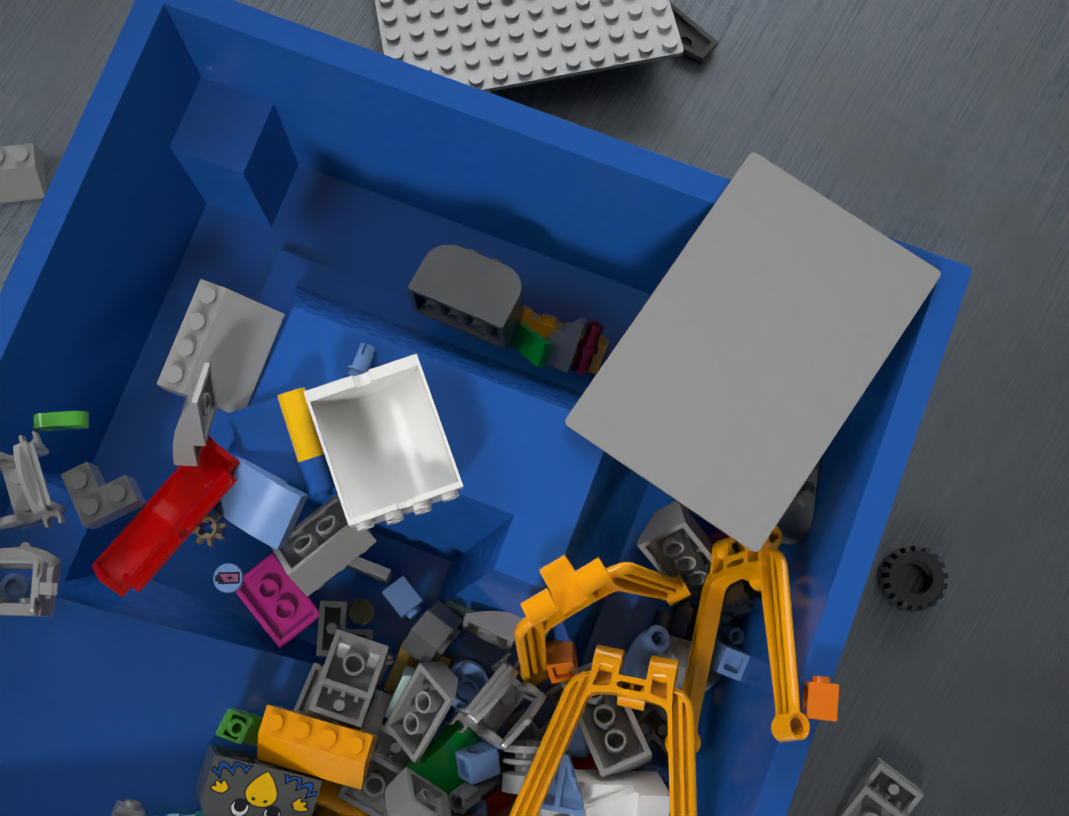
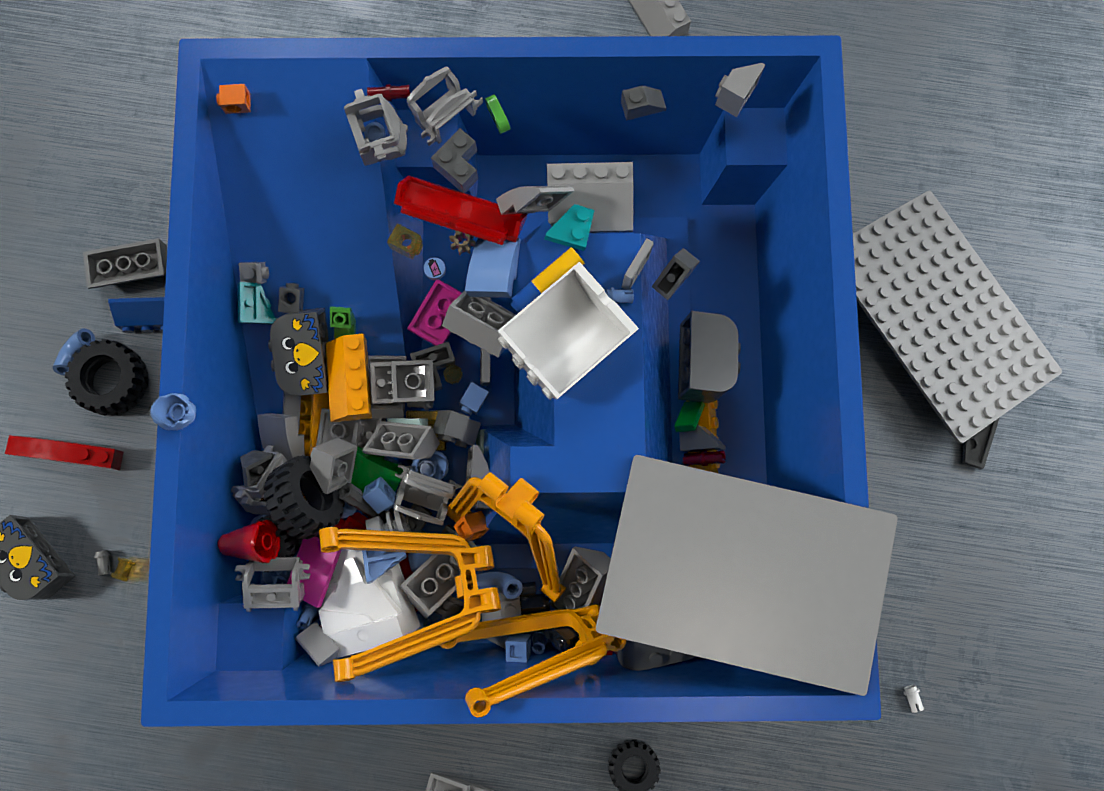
camera: 65 degrees right, 0 degrees up
(126, 237) = (642, 102): none -> dark grey slope
(161, 116) = (738, 87): none -> light grey slope
(165, 602) = (399, 235): none -> clear yellow brick
(184, 794) = (284, 304): none -> dark grey brick
(252, 384) = (572, 228): none -> teal wing
(334, 324) = (637, 264): none -> light grey tile
(361, 285) = (675, 273): none -> dark grey slope
(820, 699) = (506, 718): orange brick -> none
(944, 229) = (913, 697): none -> white pin

